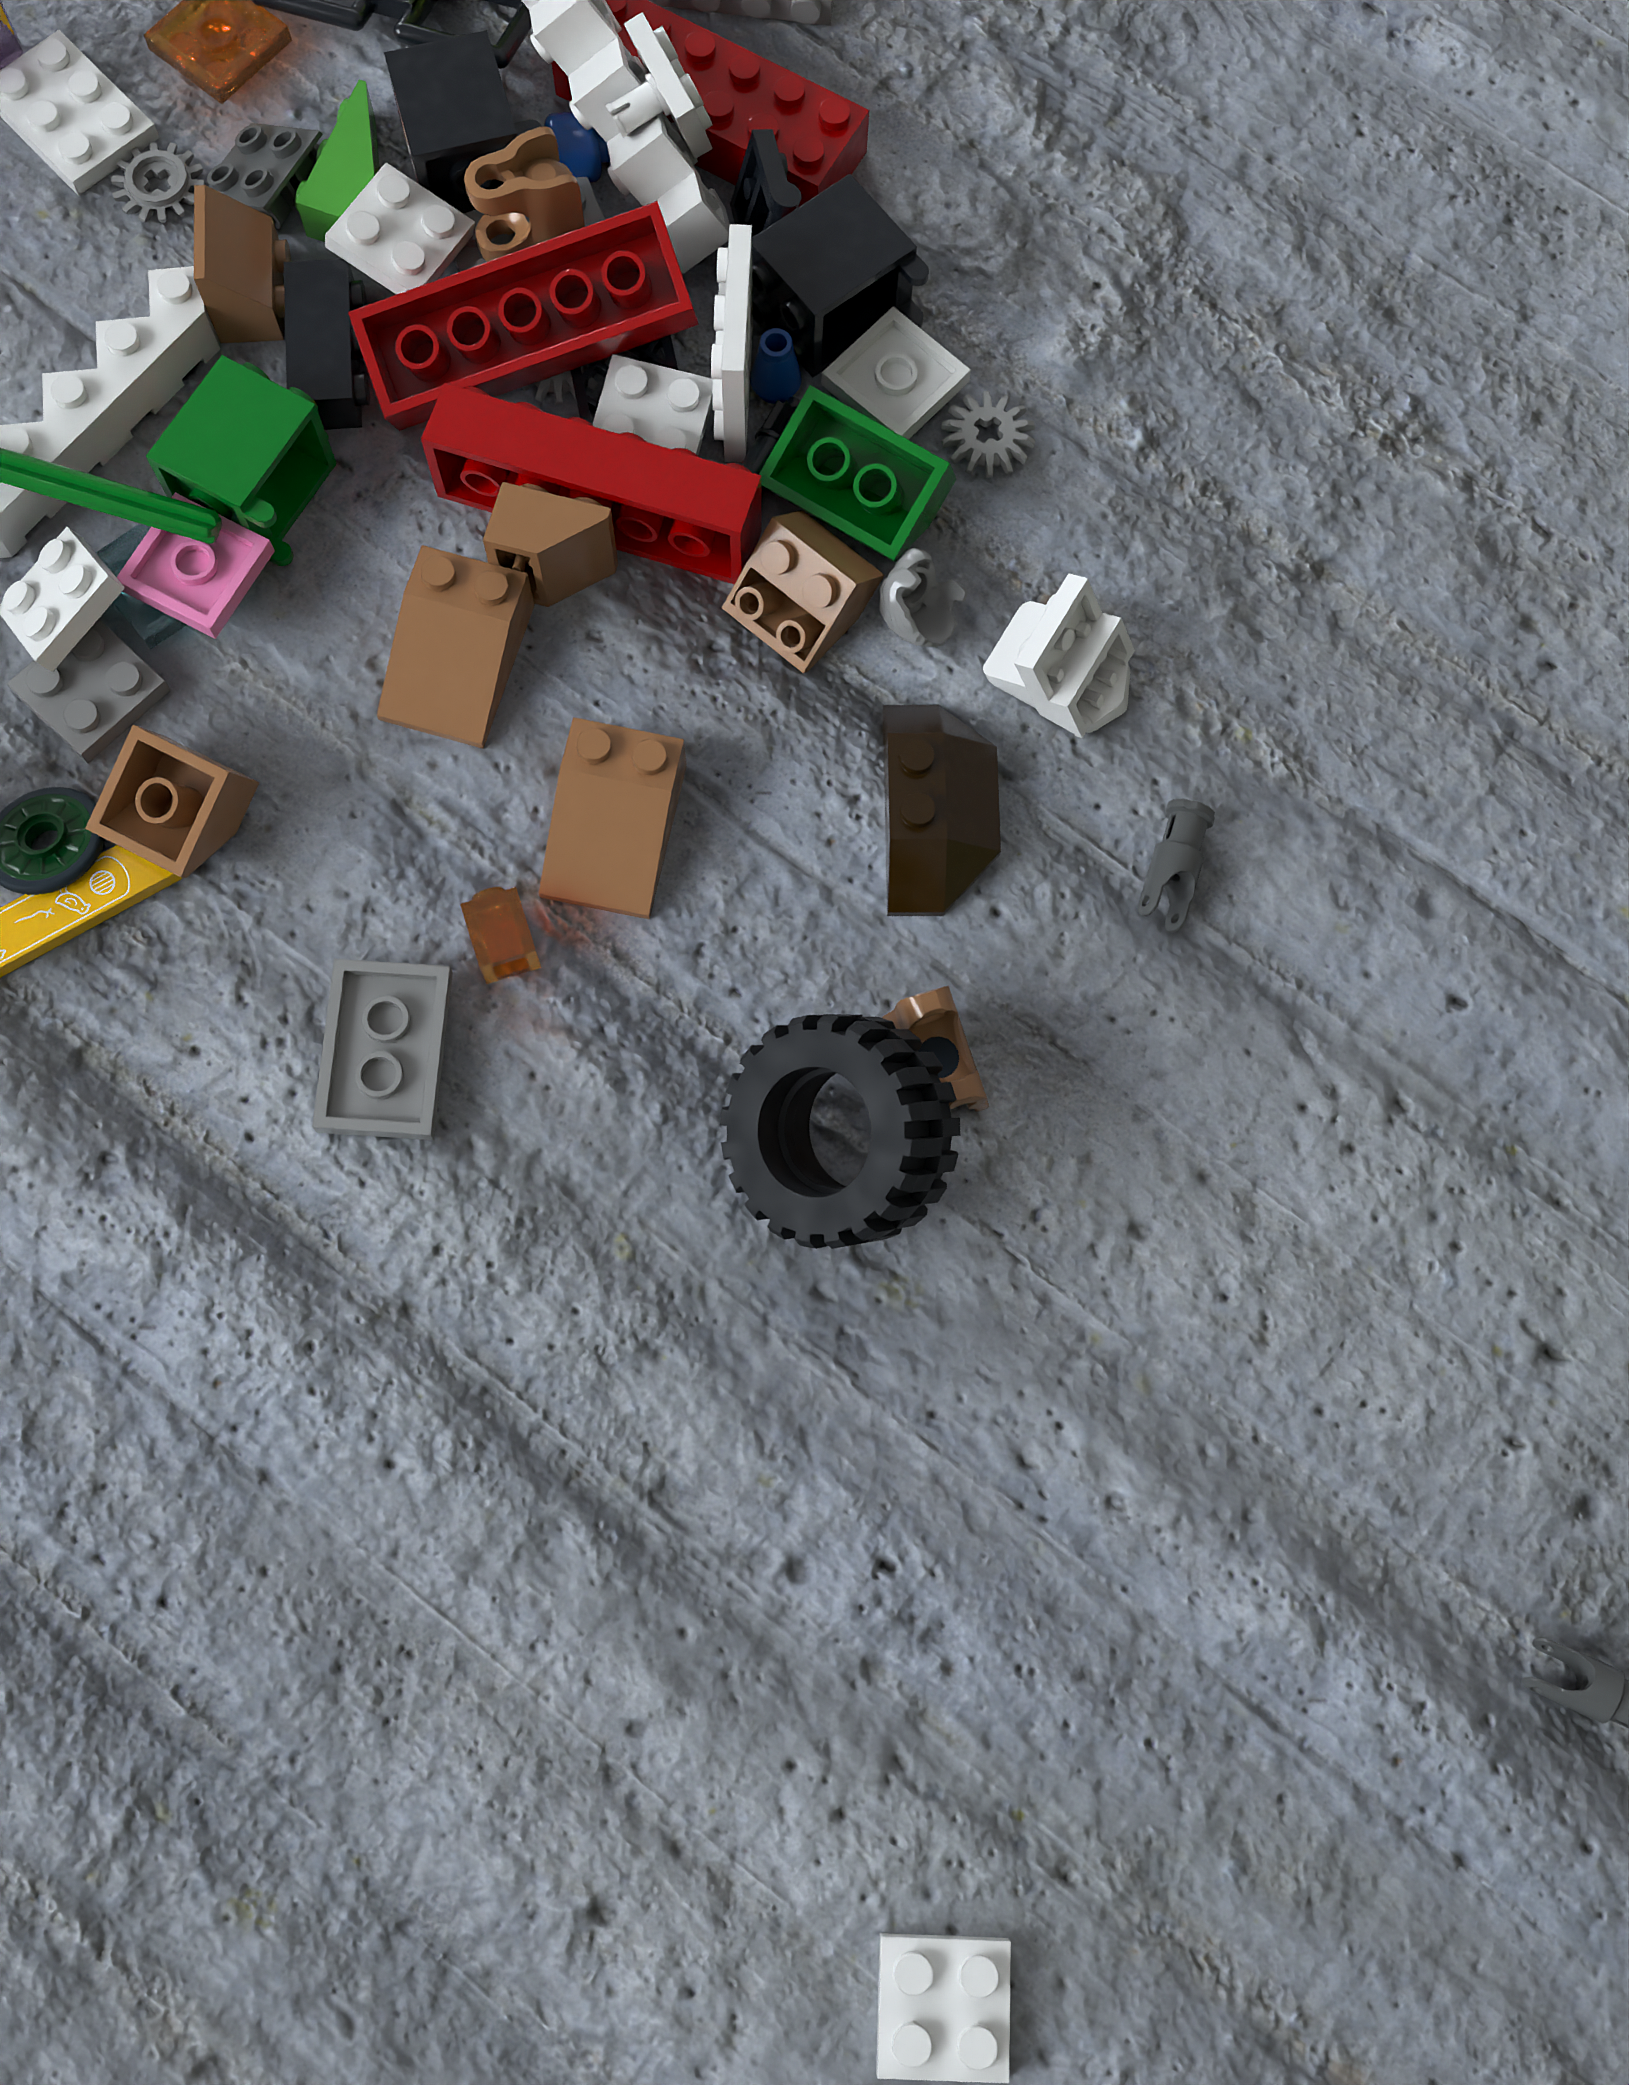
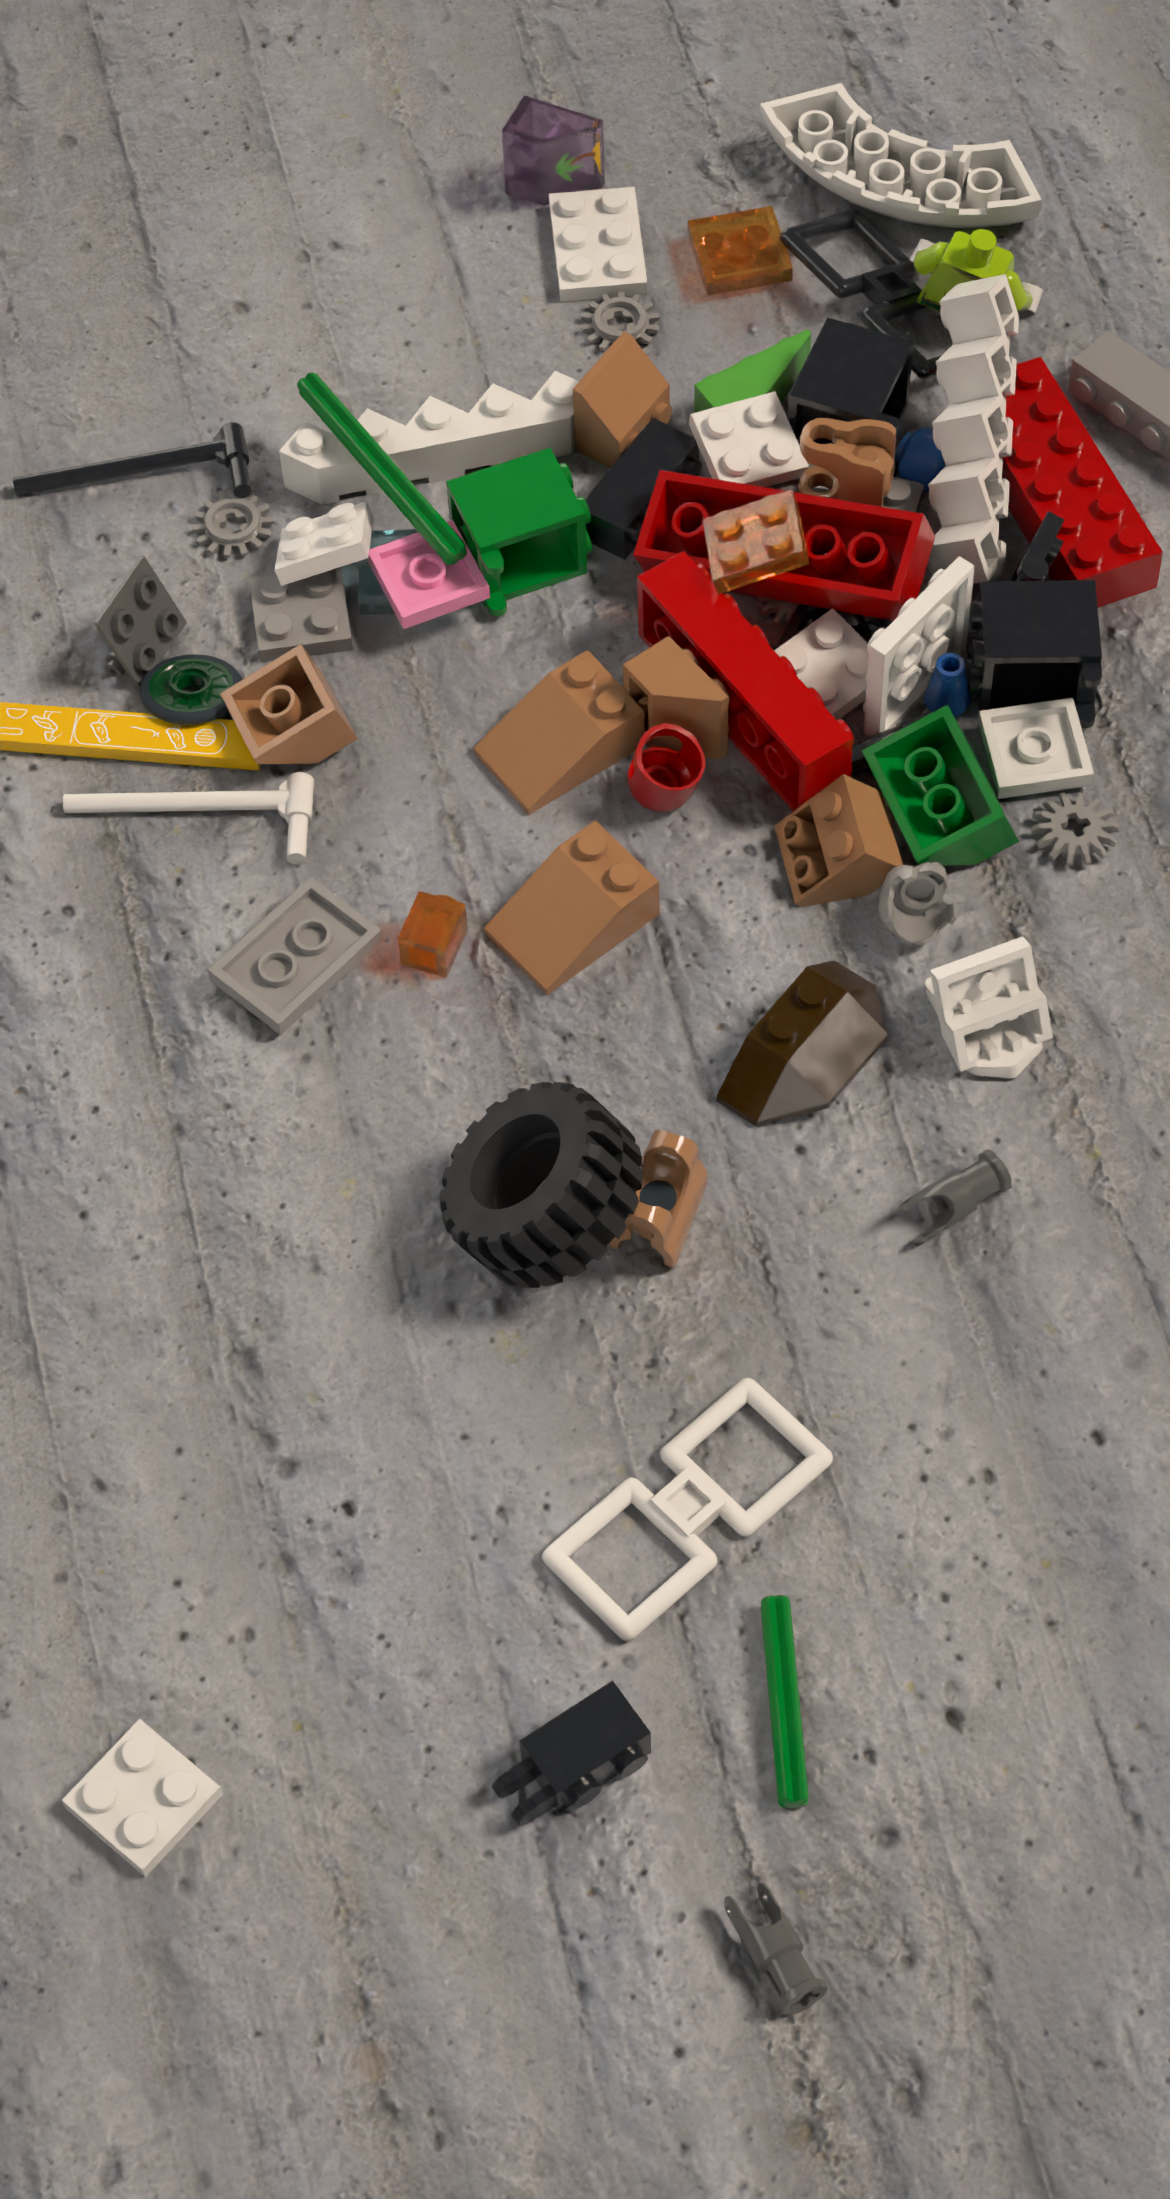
camera: 45 degrees right, 15 degrees down
(242, 888) = (292, 801): none -> white bar
(267, 168) = (690, 352): dark grey hinge -> none
(512, 329) = (755, 541): none -> clear orange plate
(603, 607) = (665, 777): none -> red helmet
(664, 91) = (1002, 449): white plate -> none
(1186, 1335) = (687, 1508): none -> white bar
(1297, 1650) = (577, 1754): none -> black hinge
(1417, 1452) = (784, 1702): none -> green axle

